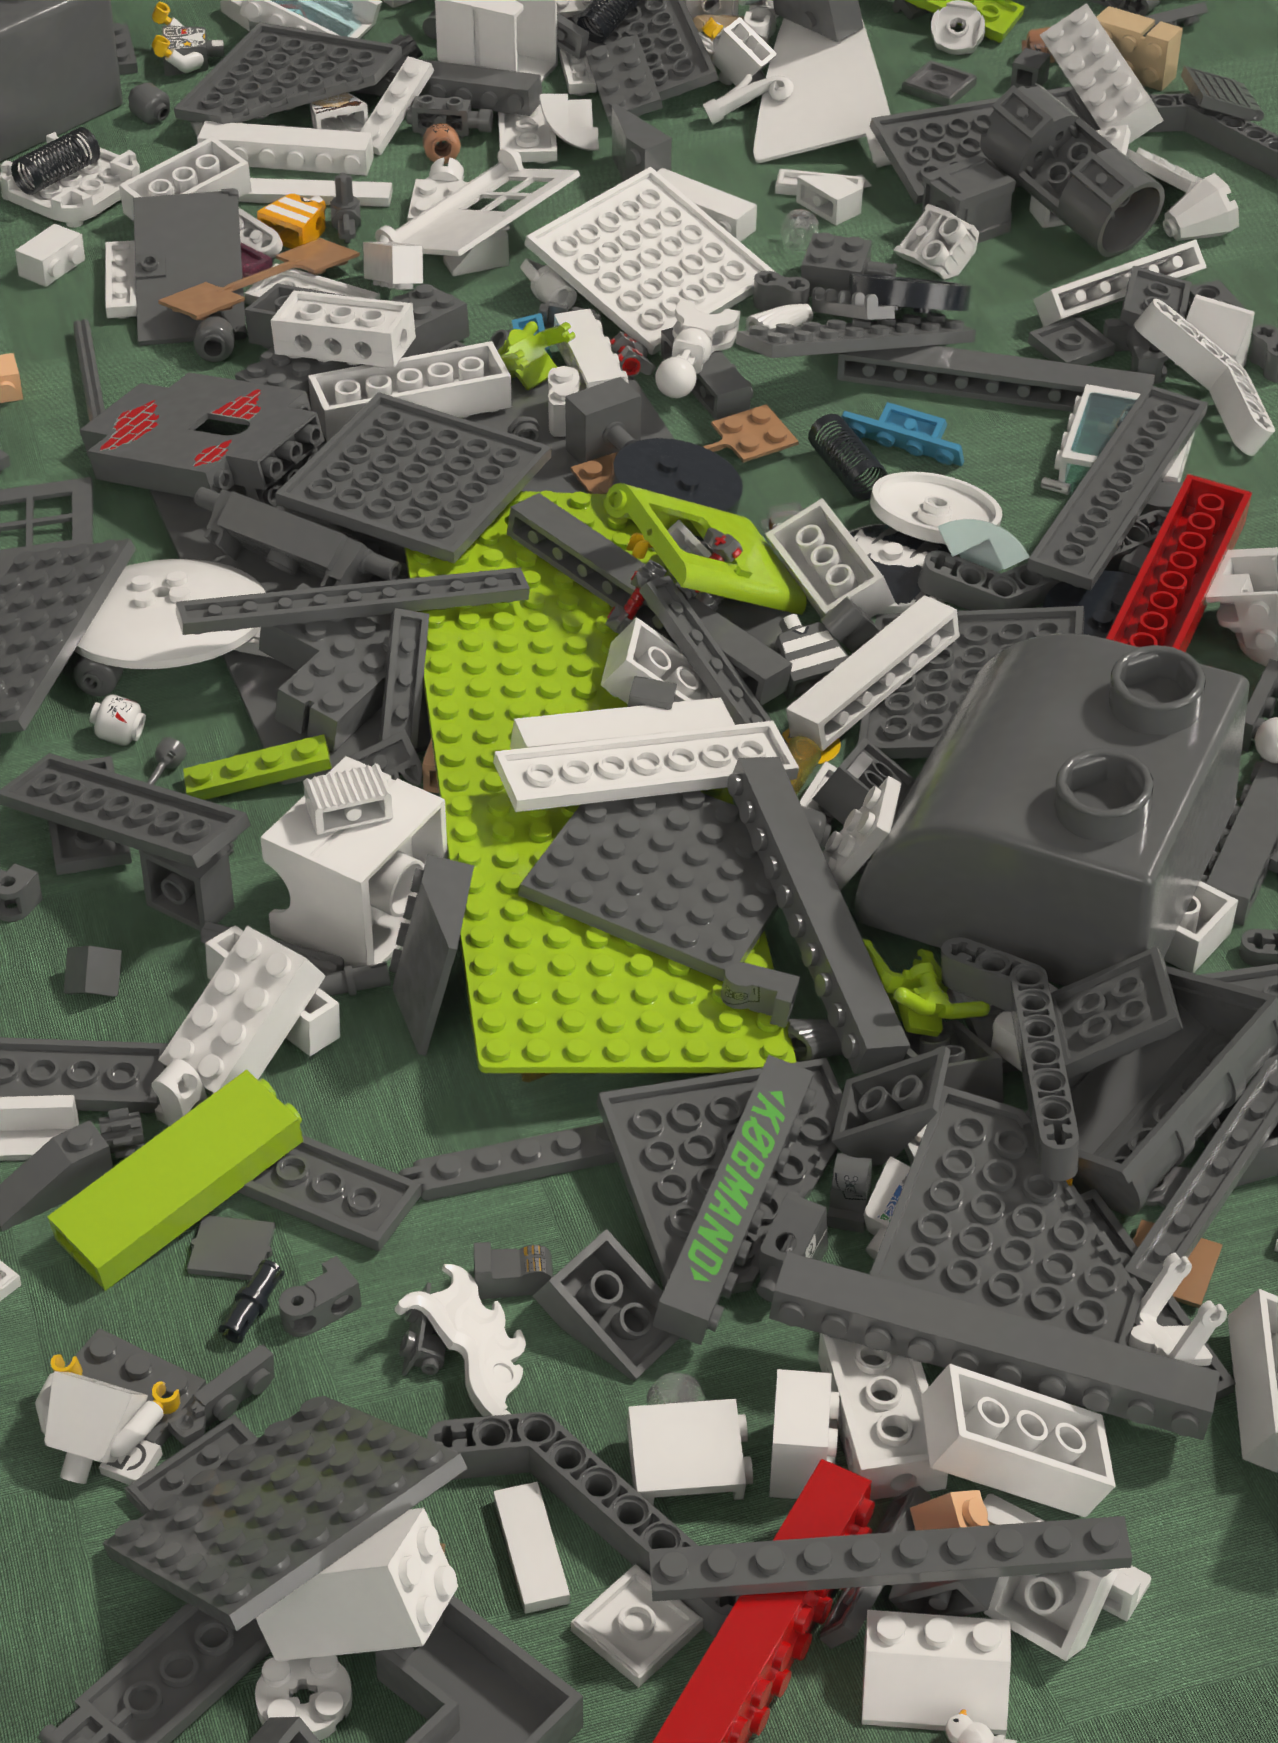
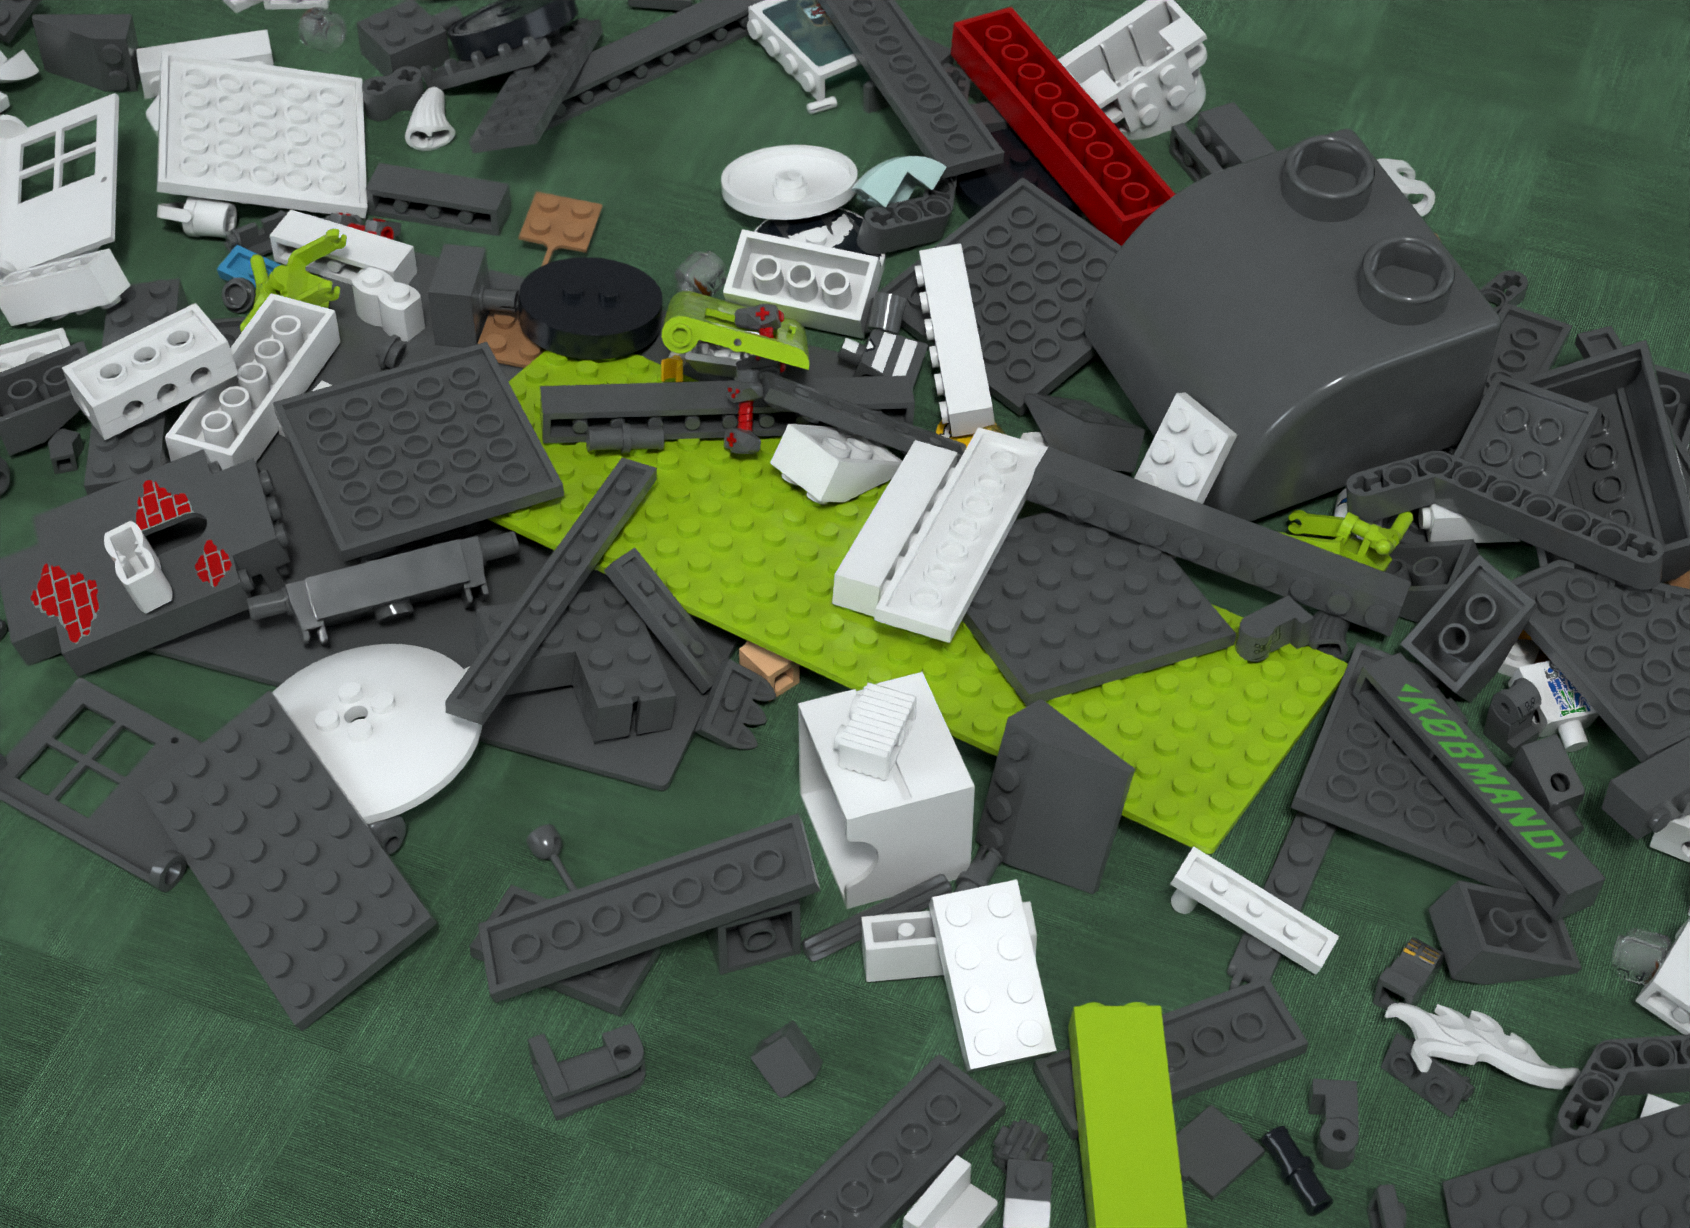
camera: 50 degrees left, 5 degrees up
(117, 720) = (462, 852): white head -> none
(164, 422) = (138, 567): none -> white brick
(178, 1091) = (1025, 1082): white leg -> none
(257, 768) = (637, 793): lime plate -> none
(467, 1136) = (1251, 909): none -> white piece
(551, 564) = (624, 438): none -> dark grey pin
(652, 693) = (869, 480): dark grey panel -> none
(695, 340) = (423, 173): white piece -> none
(831, 461) = (617, 177): black piece -> none
(908, 430) = (664, 136): dark azure bracket -> none

